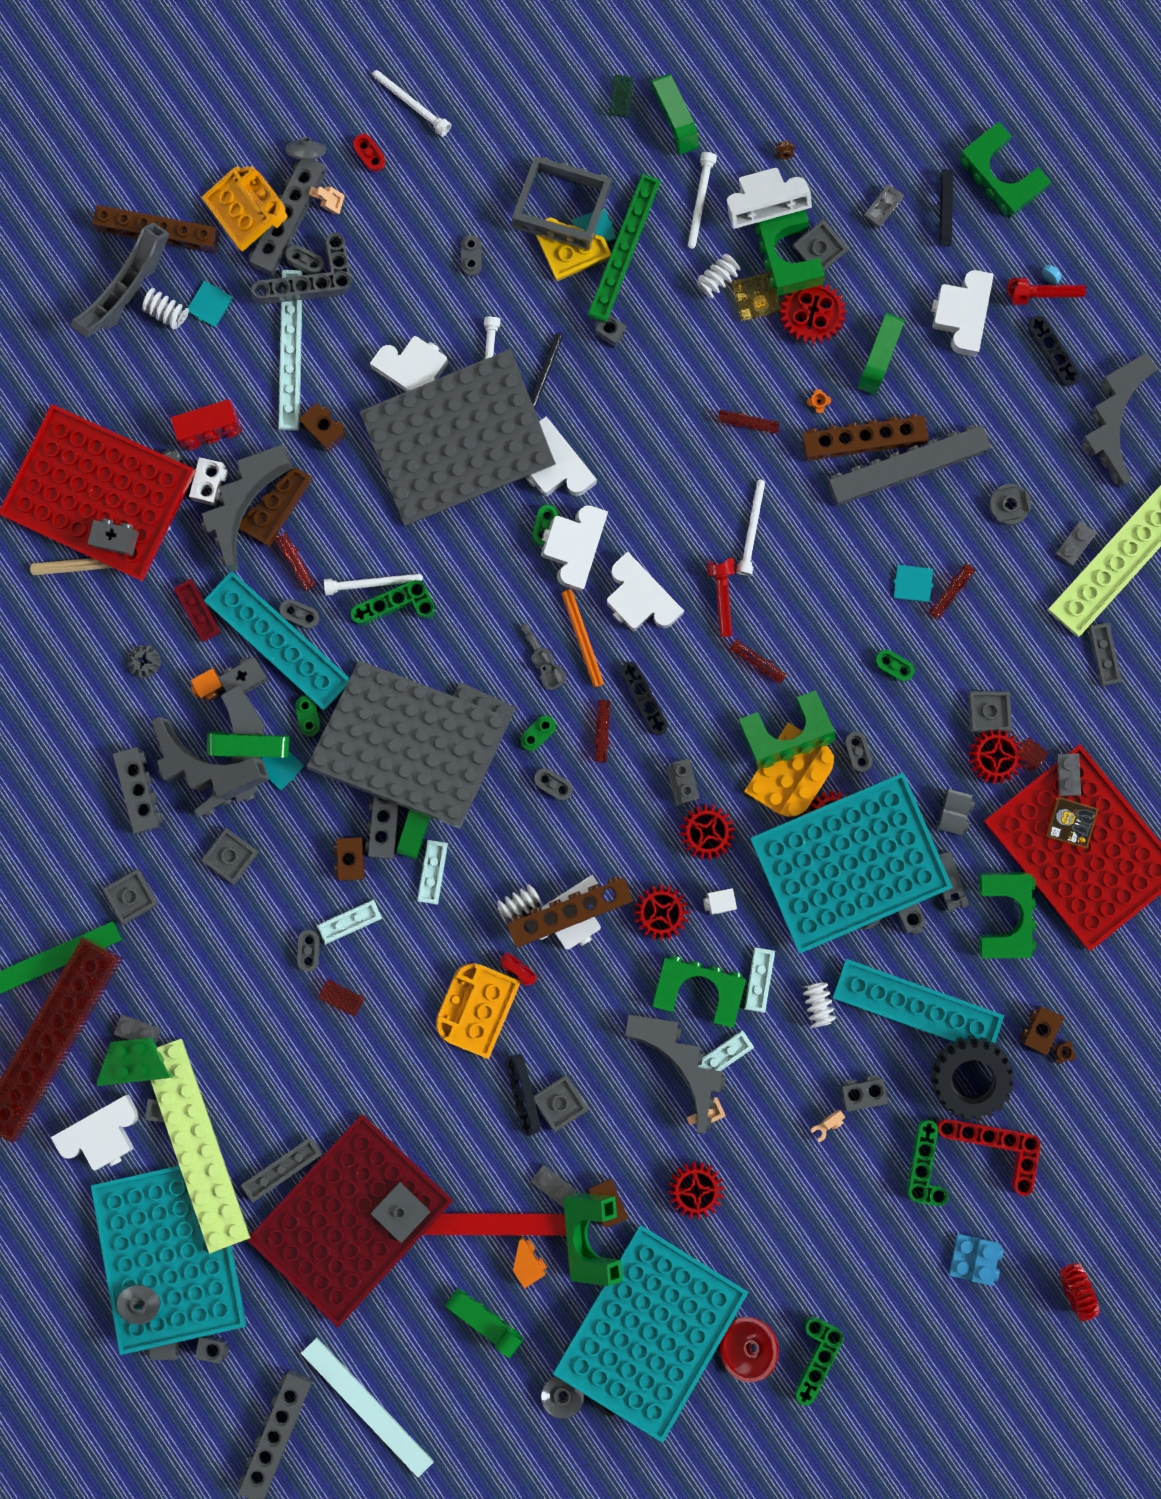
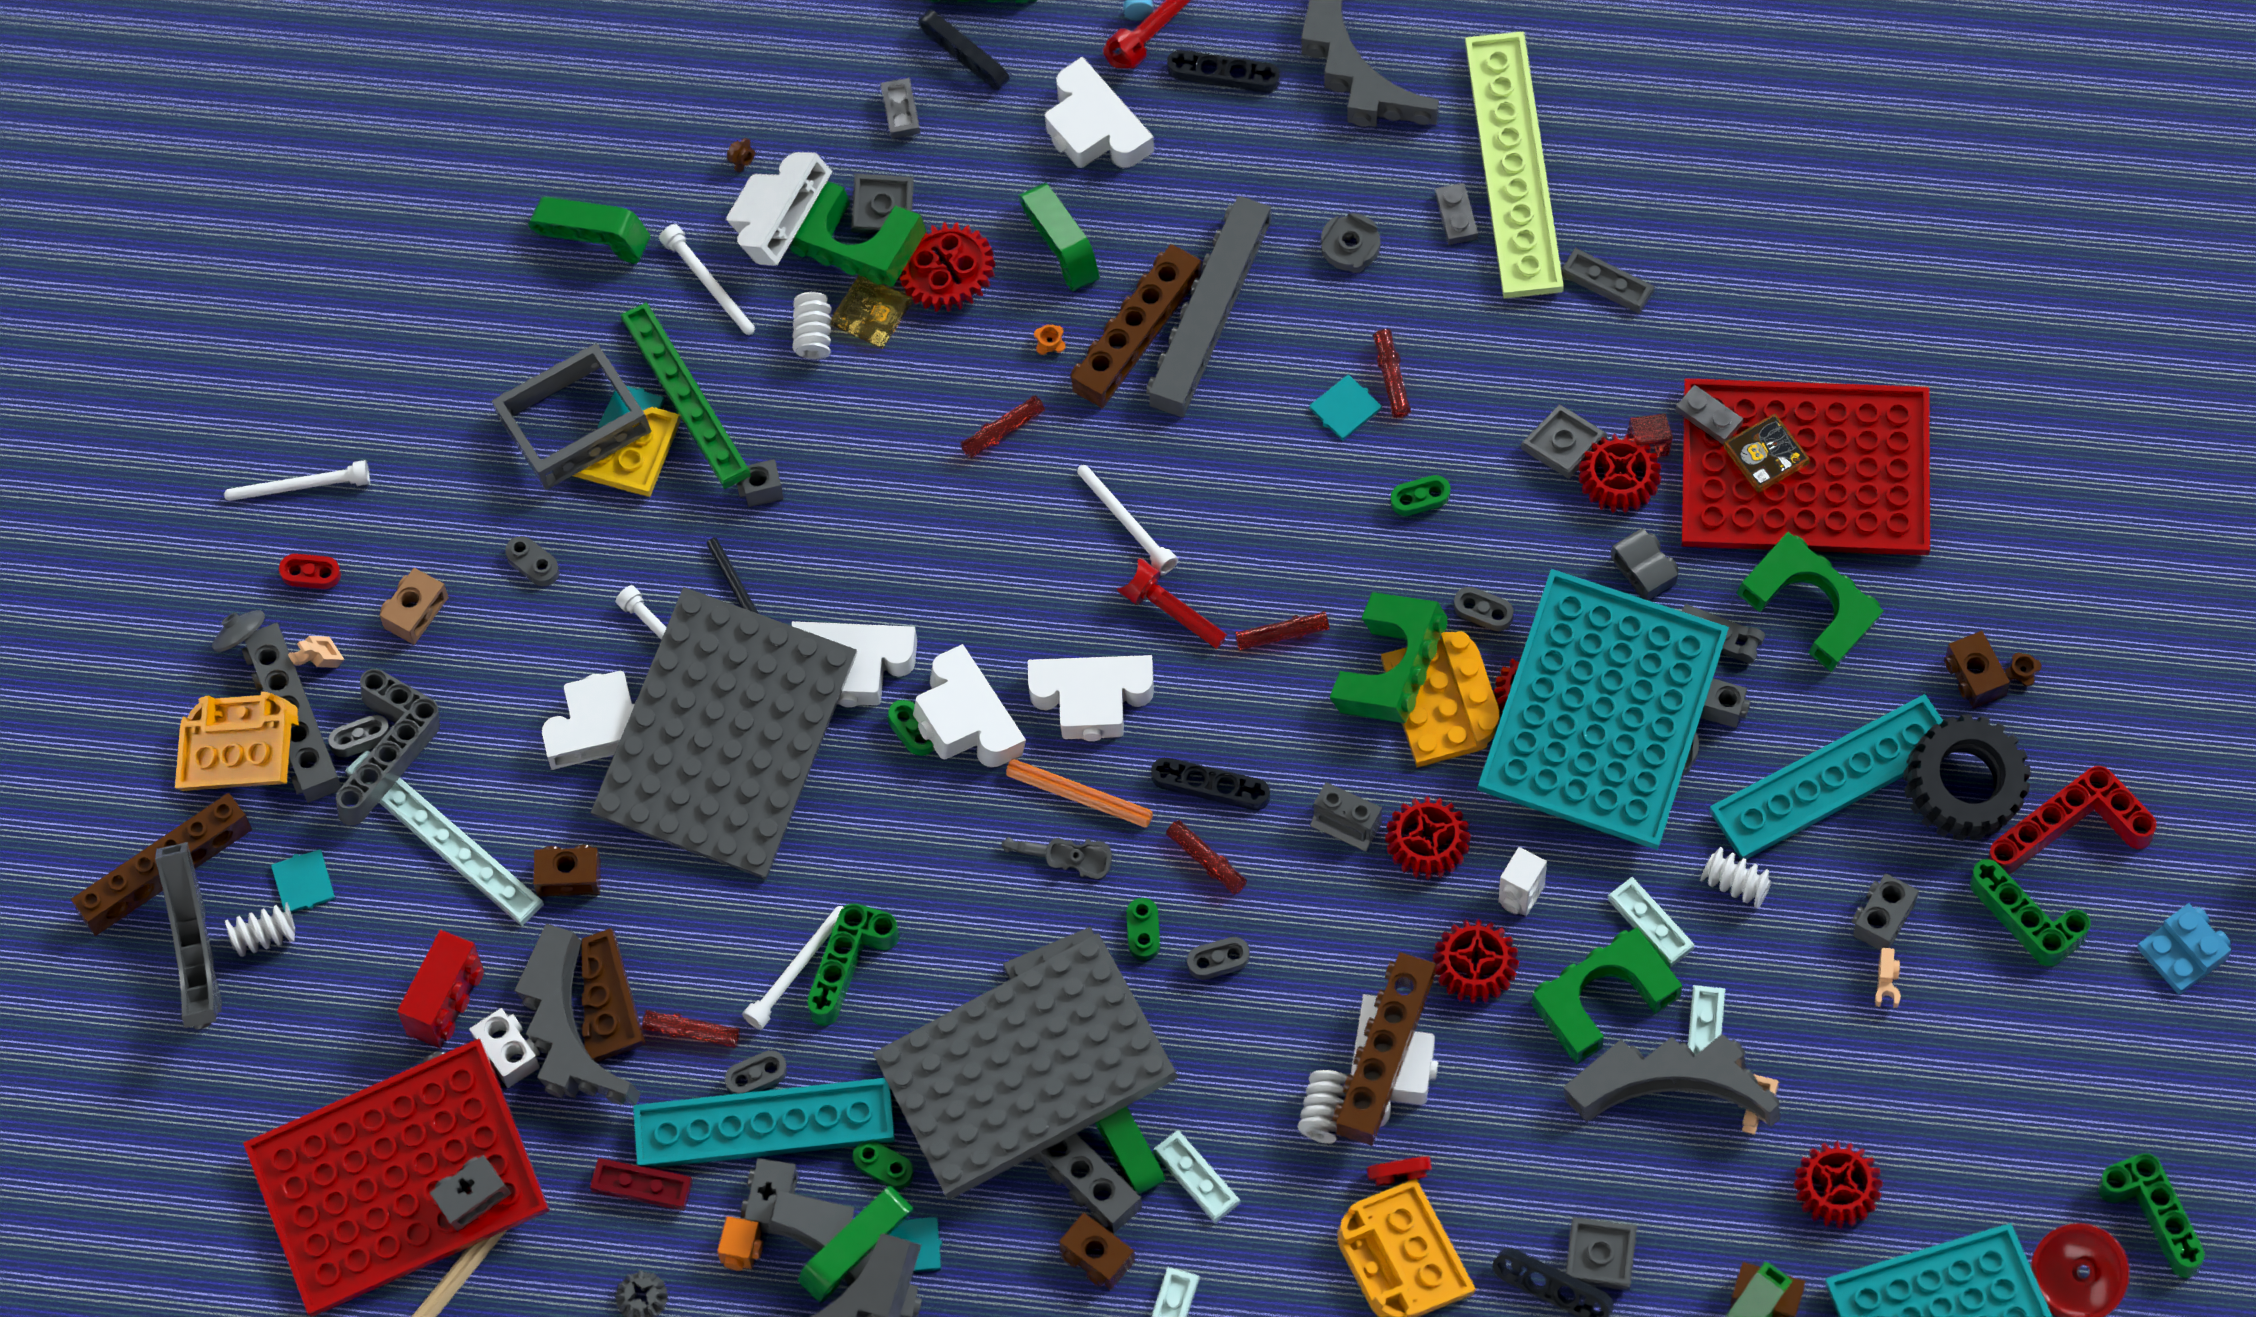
camera: 45 degrees left, 20 degrees down
(404, 226) = (413, 621): none -> medium nougat brick
(621, 96) = (514, 266): clear green plate -> none

